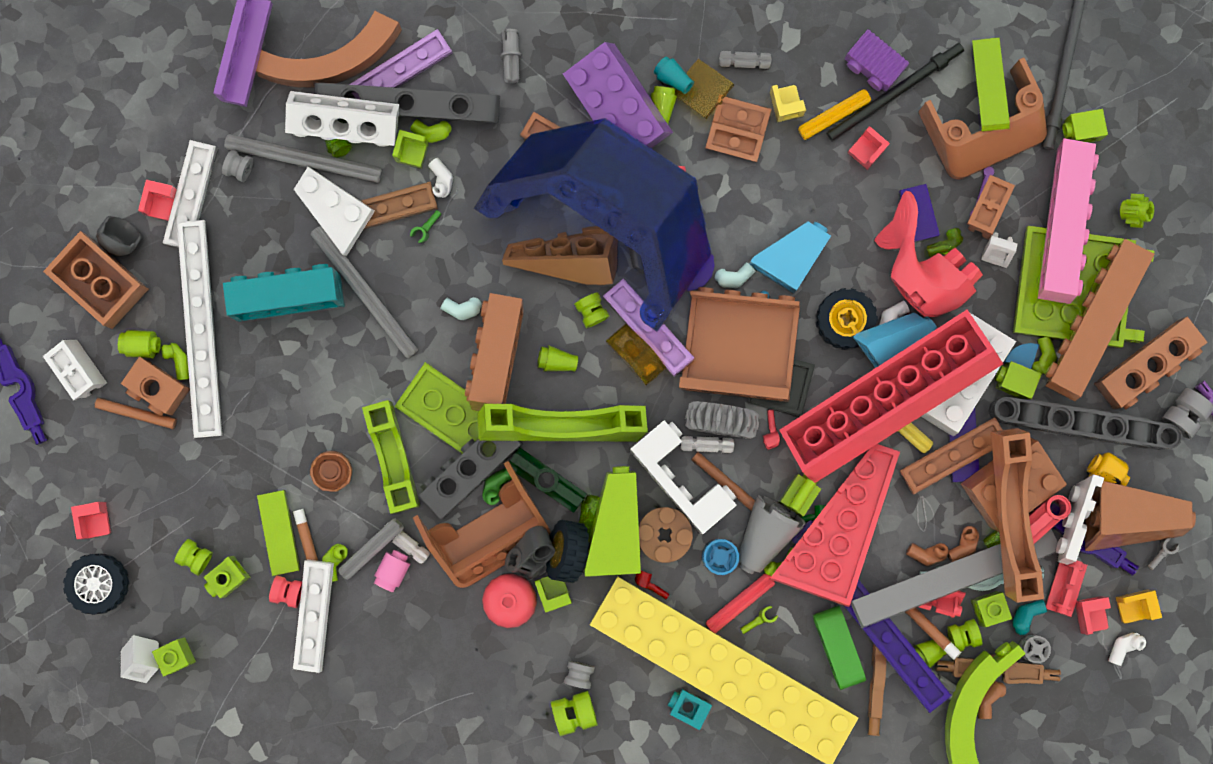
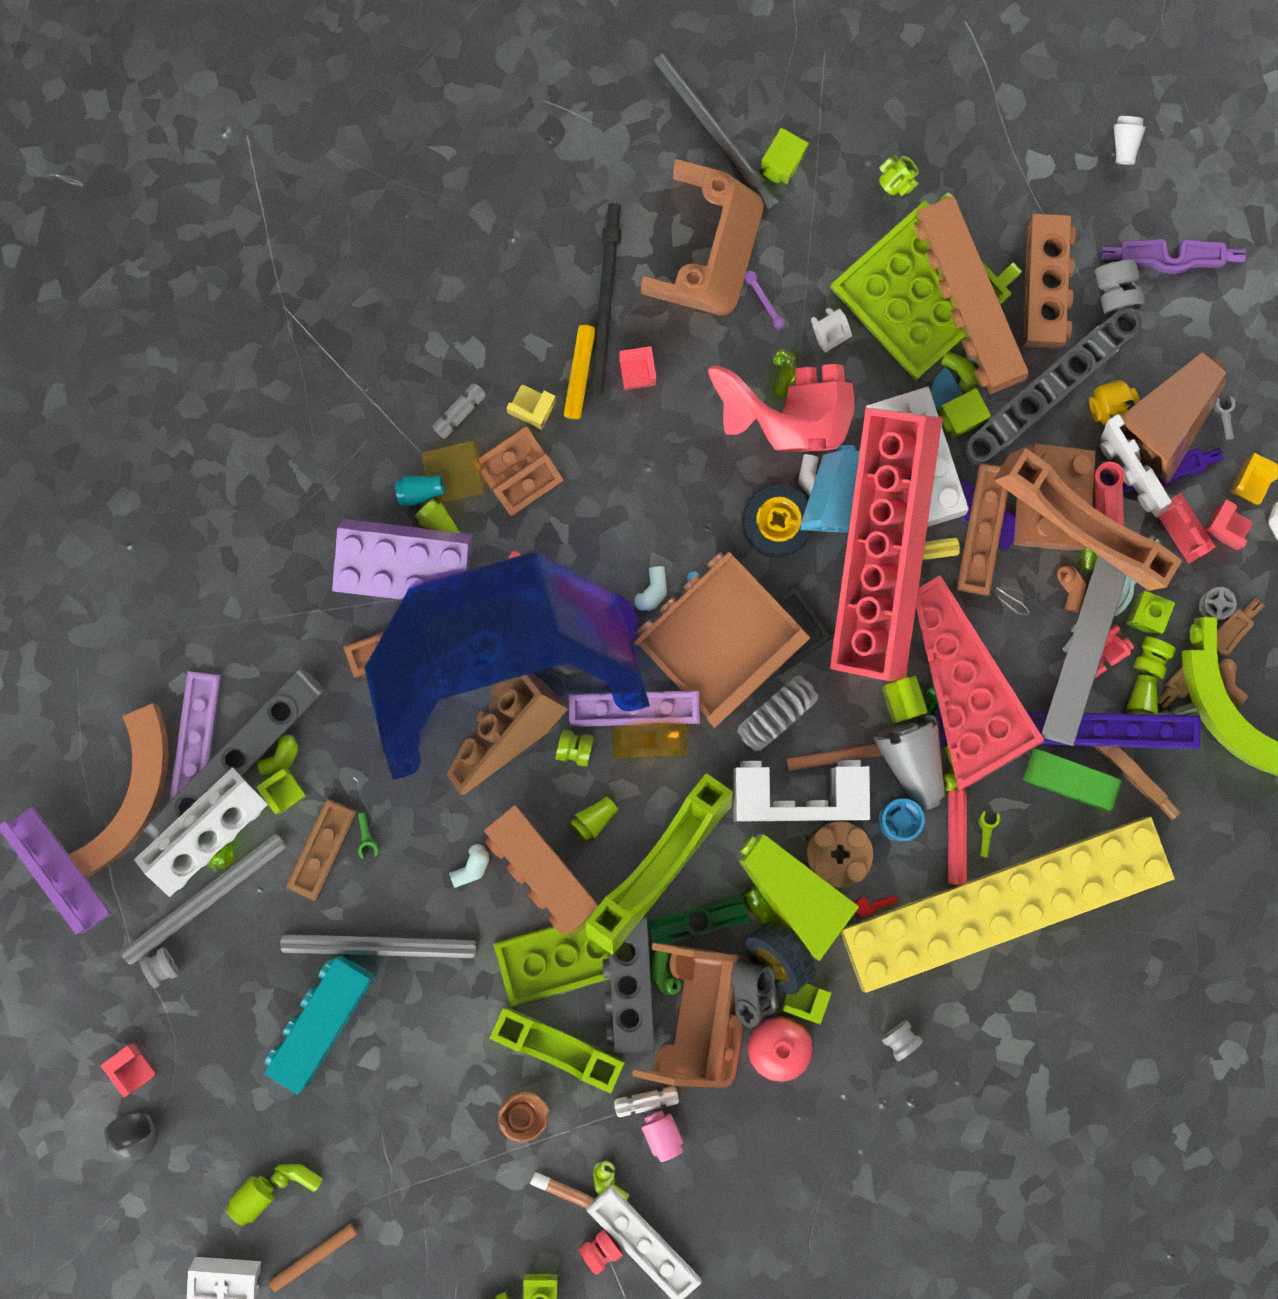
camera: 60 degrees left, 0 degrees up
(96, 280) = (156, 1192): nougat brick -> none
(143, 375) = (319, 1205): nougat brick -> none
(191, 188) = (148, 1035): white tile -> none
(199, 329) = (284, 1130): white tile -> none
(278, 532) = (538, 1213): lime tile -> none
(335, 209) = (276, 909): white wing -> none
(370, 549) = (626, 1138): light grey axle -> none
(444, 178) = (335, 783): white arm -> none
(511, 55) = (271, 623): light grey axle -> none
(583, 710) = (939, 1064): lime wheel -> none
(698, 713) = (1027, 964): teal brick -> none
(707, 444) = (787, 744): white axle -> none
(772, 439) = (832, 681): coral hand -> none
(792, 256) = (680, 520): medium azure slope -> none
(876, 61) = (563, 293): medium lavender brick -> none
(926, 220) = (750, 372): dark purple tile -> none
(930, 555) = (1056, 627): nougat arm -> none
(934, 633) = (1130, 683): nougat bar -> none
(990, 84) = (674, 209): lime tile -> none
(990, 206) = (785, 303): nougat hinge -> none
(1024, 616) = (1180, 588): teal arm -> none
(1067, 221) = (857, 247): bright pink brick -> none

